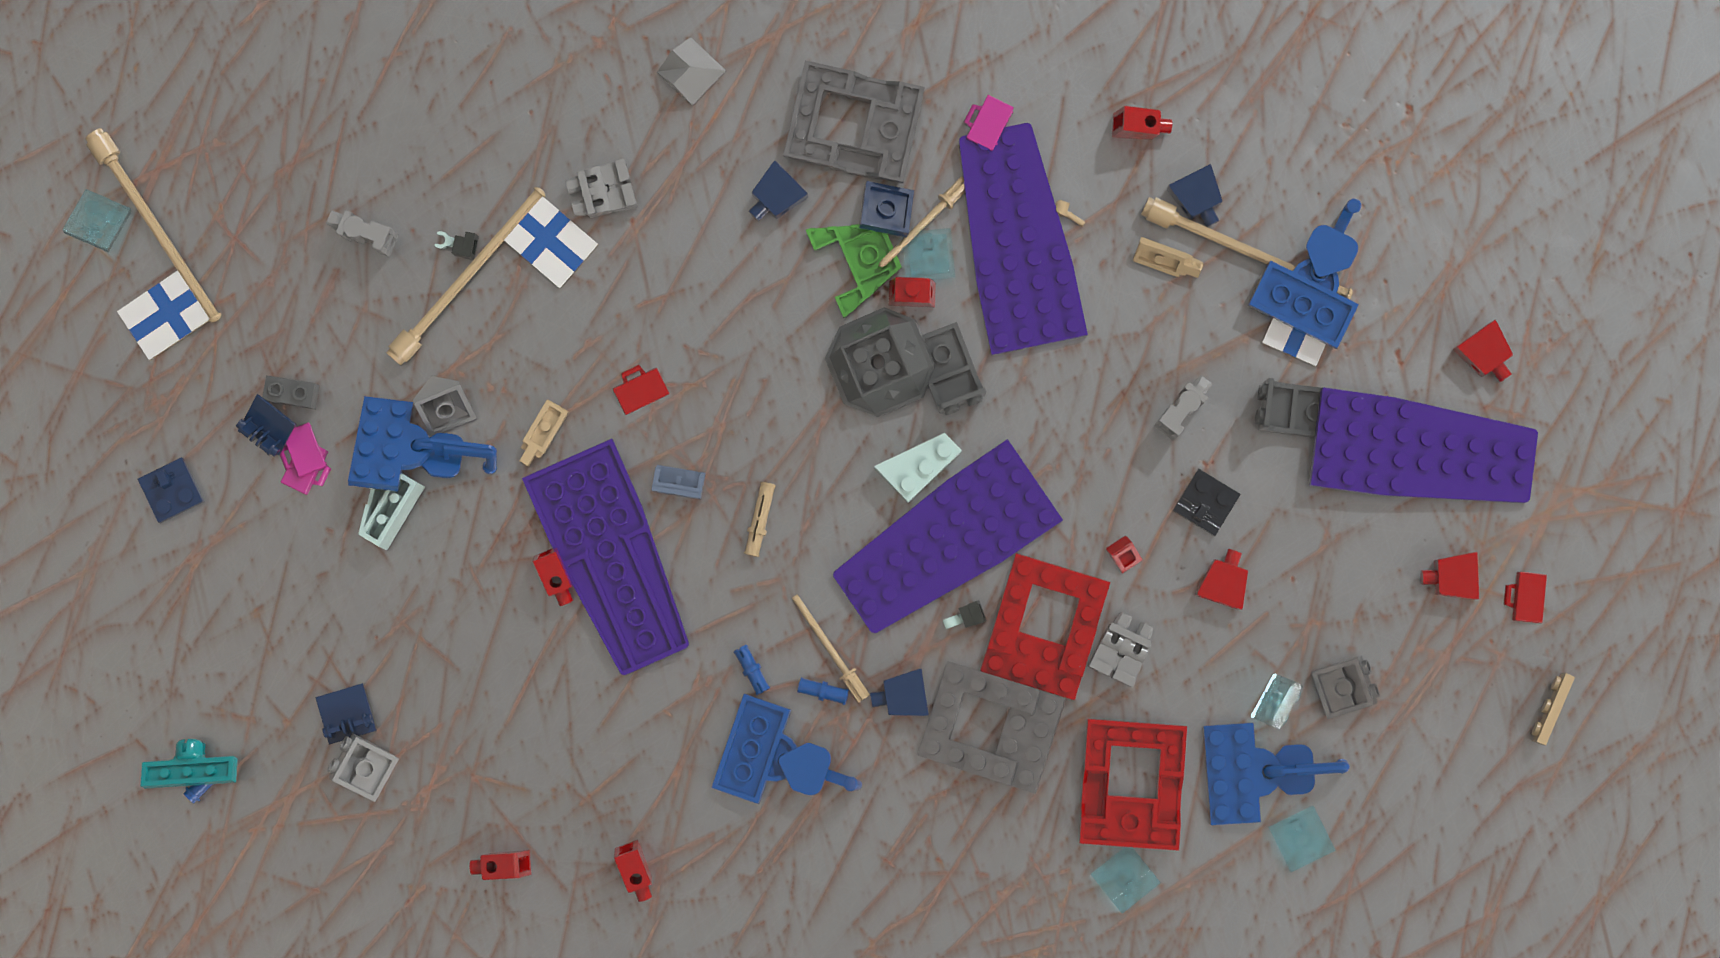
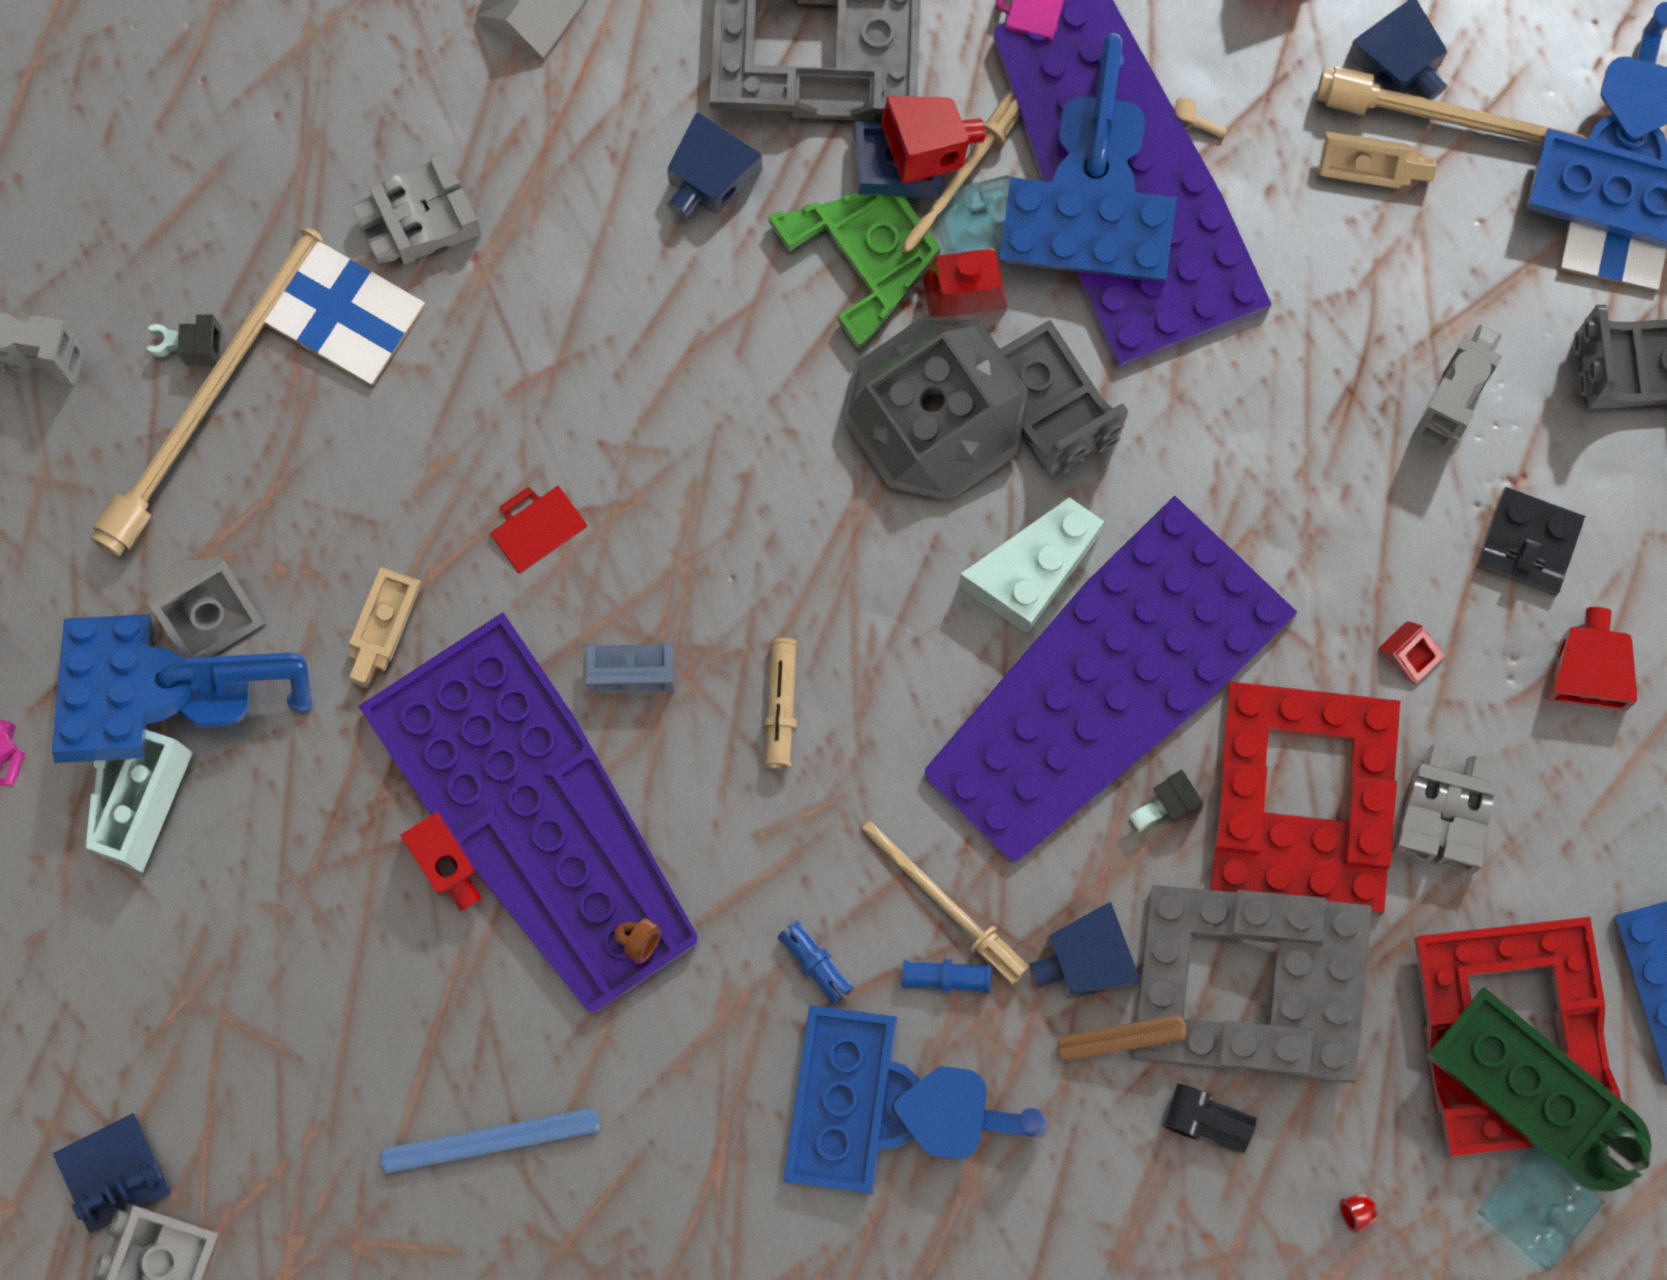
camera: 15 degrees left, 10 degrees down
(554, 734) = (489, 1140): none -> medium blue axle
(657, 642) = (642, 940): none -> dark orange tile
(906, 200) = (928, 135): none -> torso
(912, 744) = (1122, 1038): none -> medium nougat axle
(948, 795) = (1198, 1116): none -> black piece
(992, 269) = (1090, 210): none -> blue plate
(1024, 862) = (1358, 1212): none -> red hinge
(1135, 819) = (1543, 1094): none -> dark green plate

